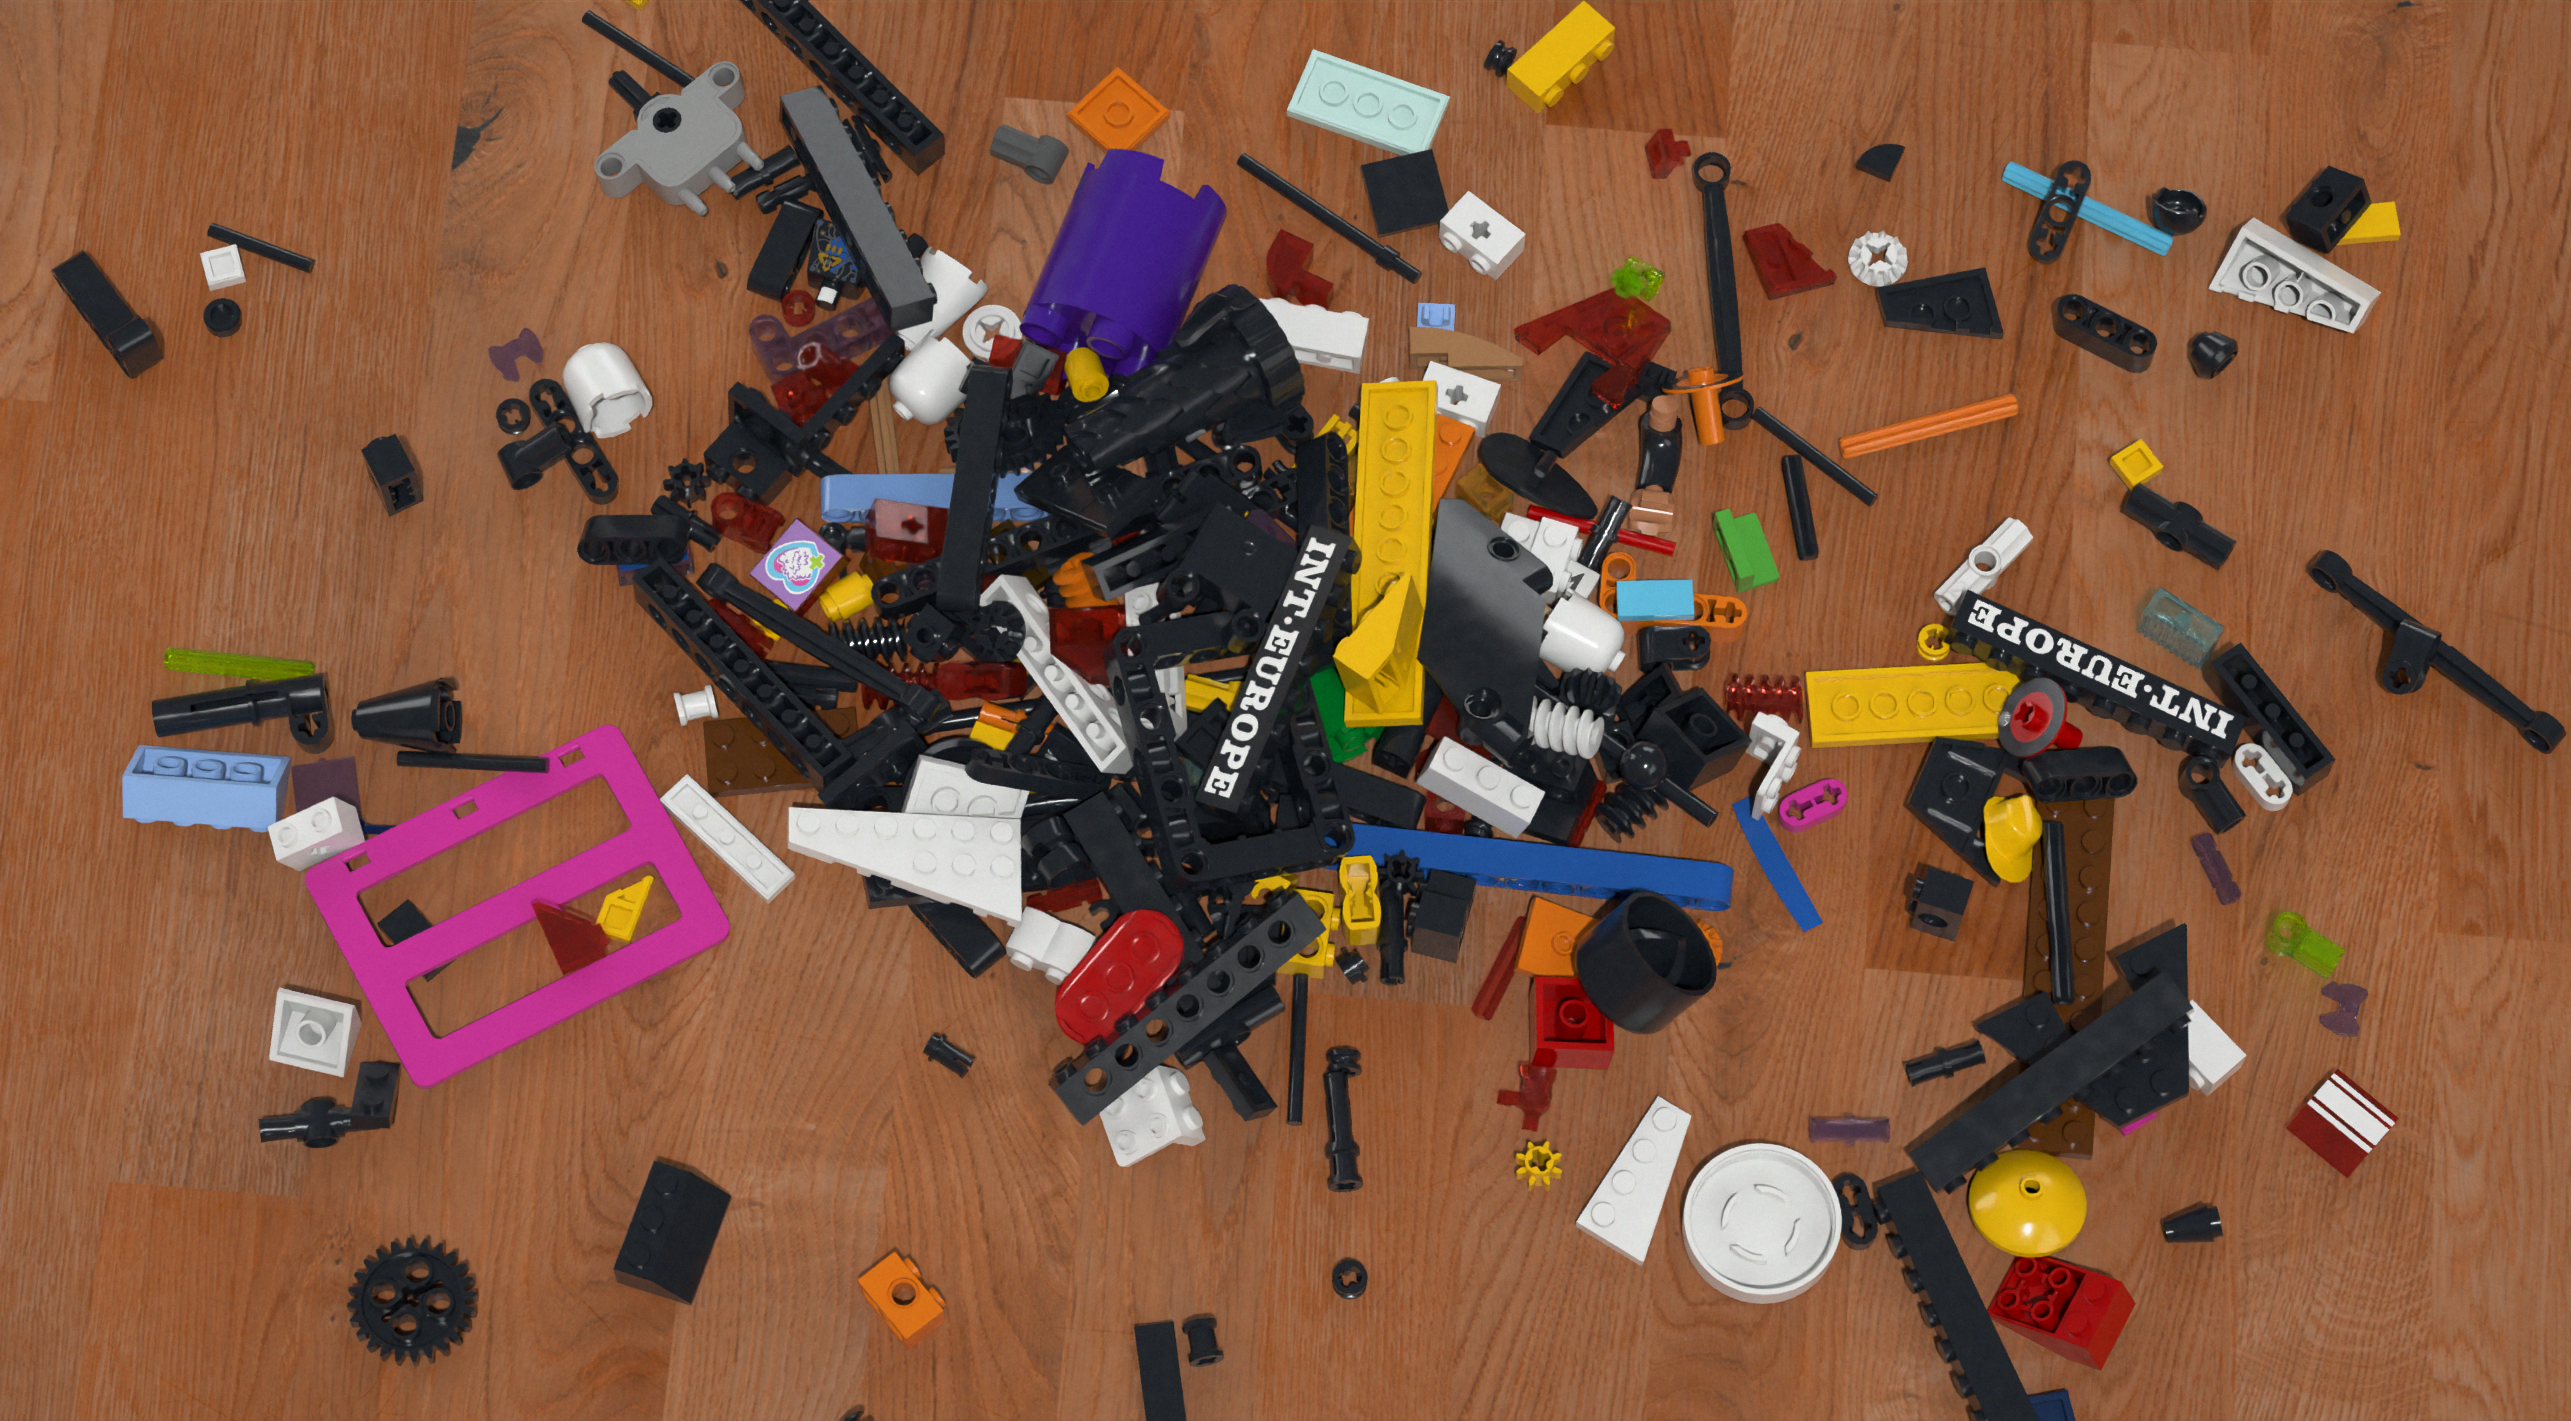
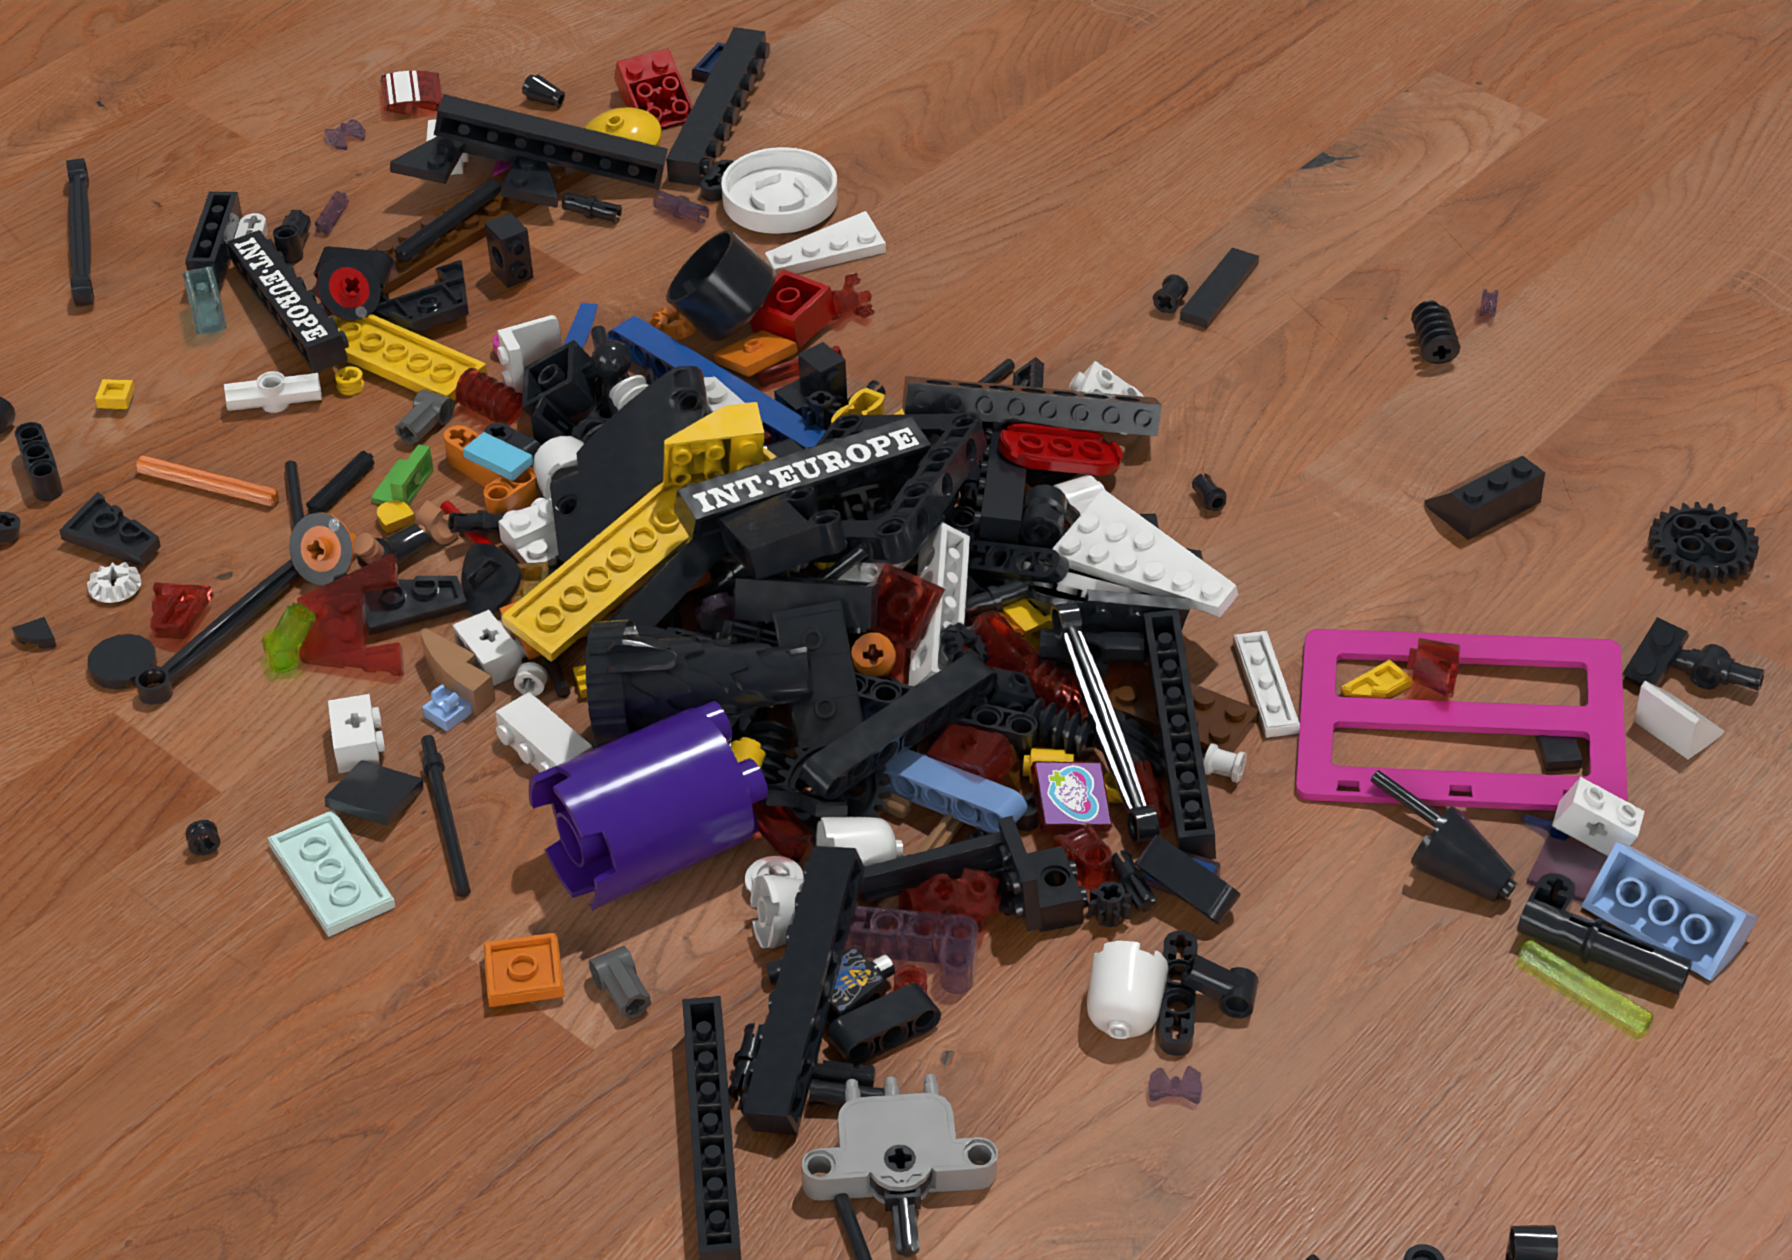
camera: 140 degrees left, 25 degrees down
(392, 474) = (1359, 1023): black brick -> none
(507, 406) = (1213, 1048): black bush -> none
(910, 1321) = (1350, 393): orange brick -> none
(1289, 275) = (507, 790): clear red brick -> none
(1341, 1149) = (993, 333): black pin -> none
(1344, 1061) = (951, 366): black bush -> none
(1345, 1268) = (1049, 284): black bush -> none
(1353, 966) = (893, 403): black plate -> none
(1533, 1174) = (881, 270): yellow gear -> none
(1561, 57) = (157, 810): yellow brick -> none
(1665, 153) = (170, 710): clear red tile -> none
(1706, 502) = (394, 515): none -> yellow tile
(1772, 184) = (120, 659): none -> black tile
(1805, 645) = (427, 411): none -> dark grey piece
(2010, 834) = (419, 266): yellow piece -> none
(2179, 526) = (134, 353): black piece -> none
(2307, 947) = (332, 159): clear neon green piece -> none
(2411, 651) = (99, 223): black piece -> none

